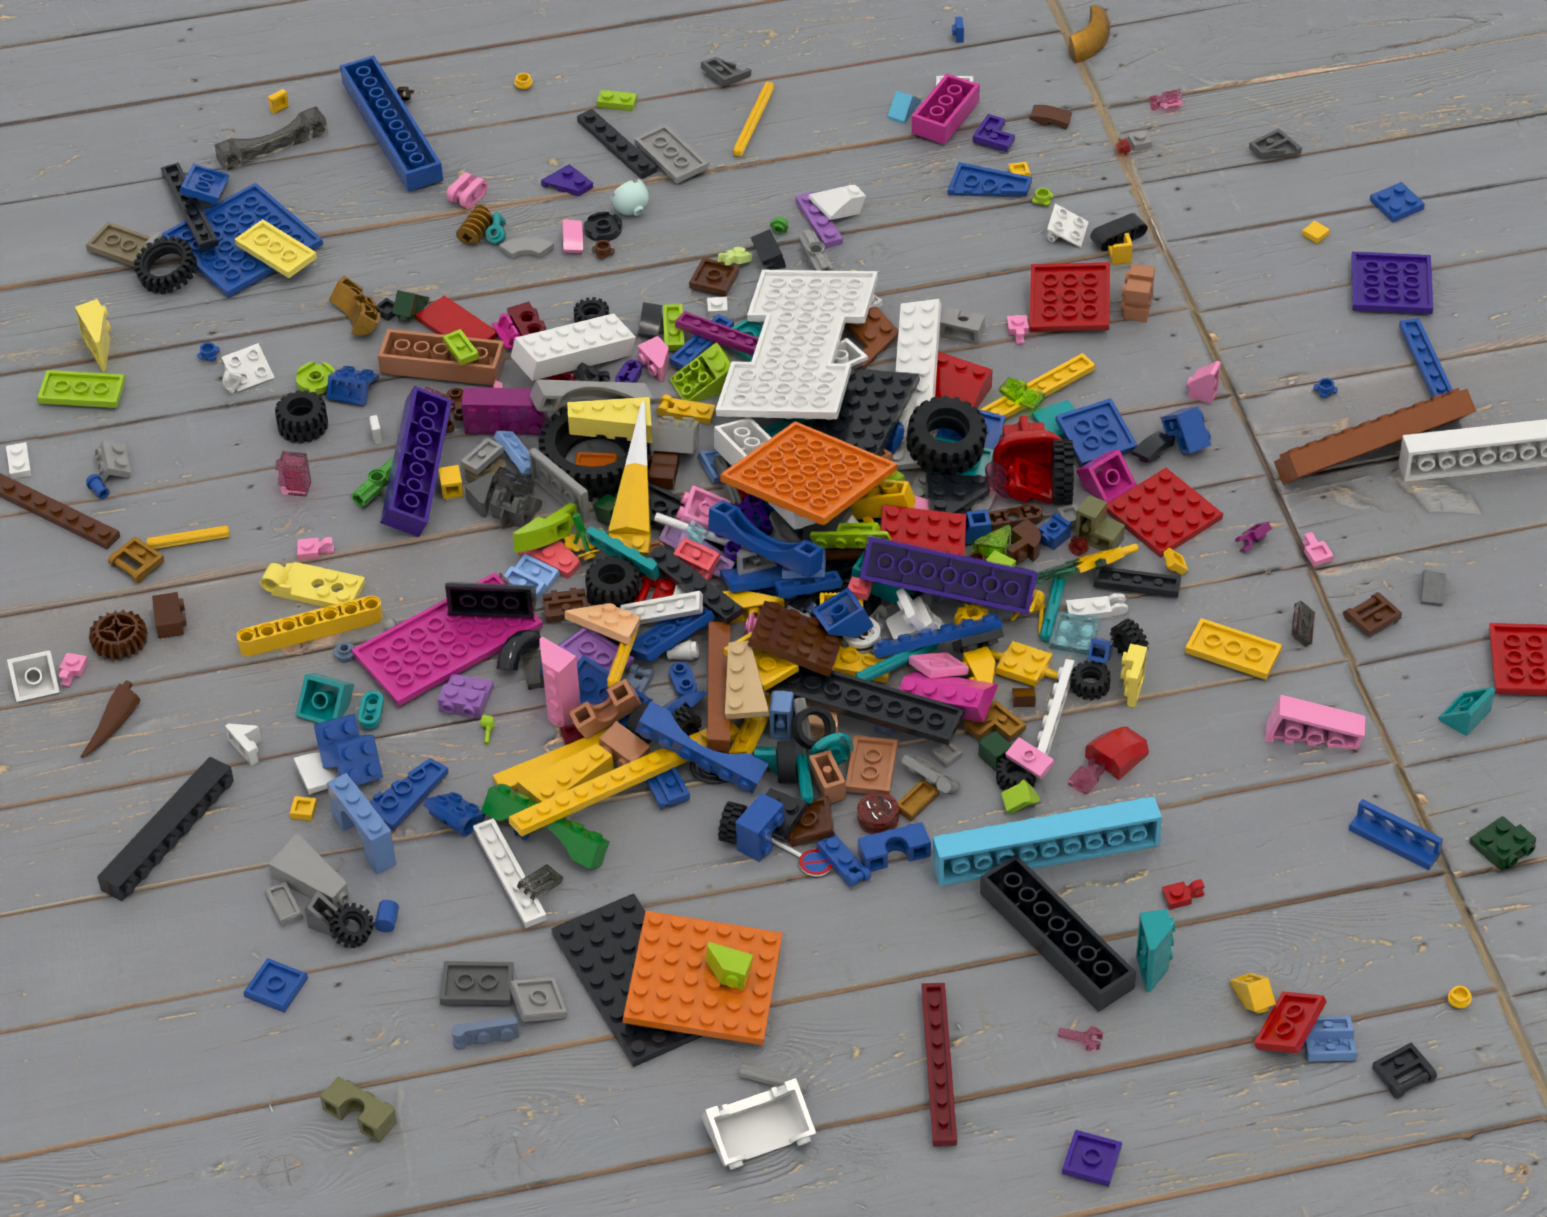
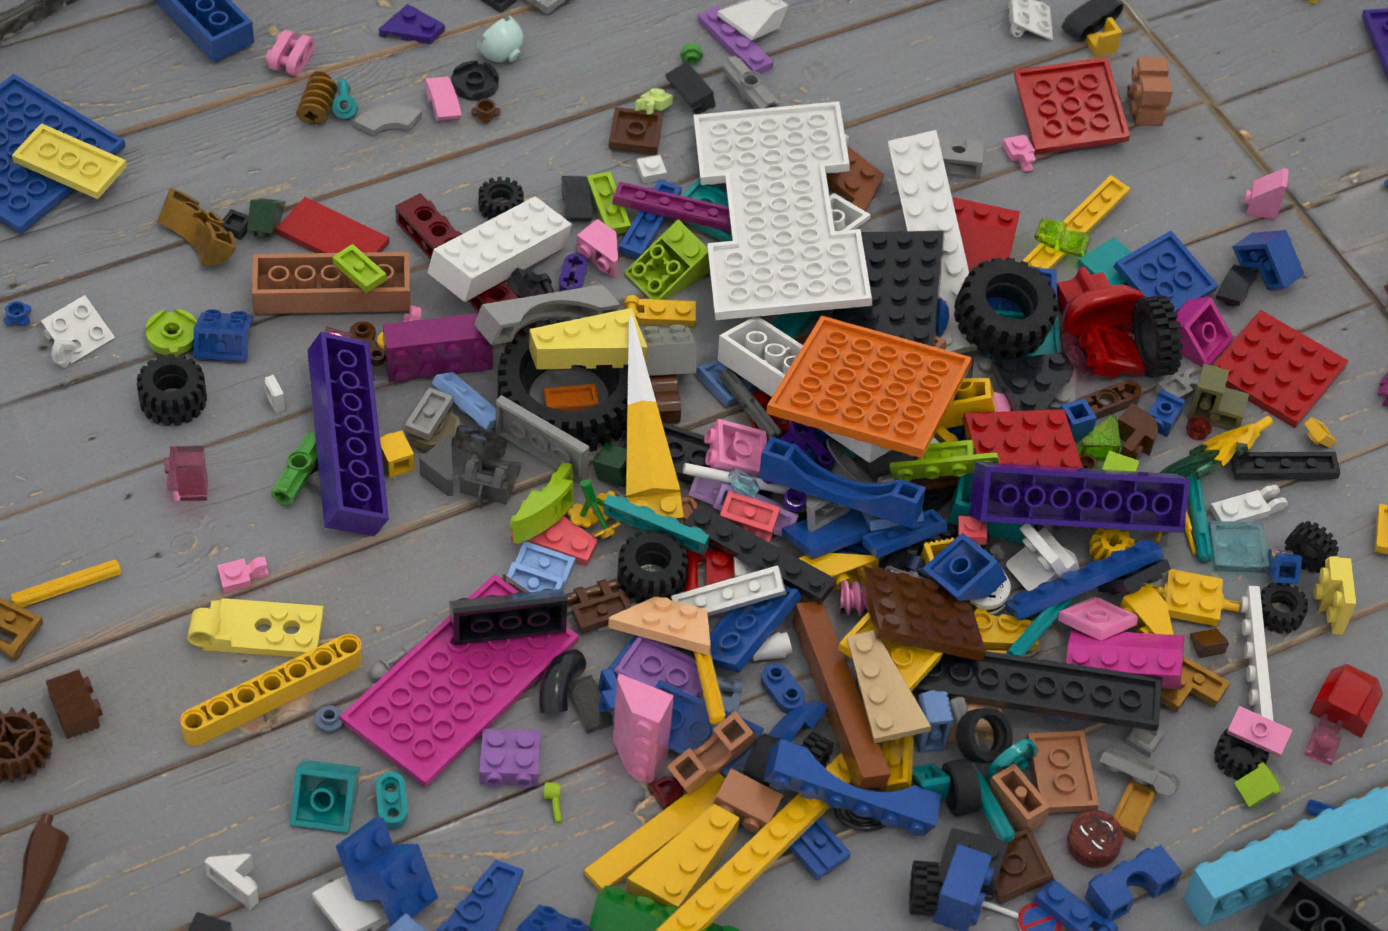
camera: 20 degrees left, 5 degrees up
(506, 331) = (404, 240): dark pink hinge -> none
(992, 749) = (1205, 724): dark green brick -> none

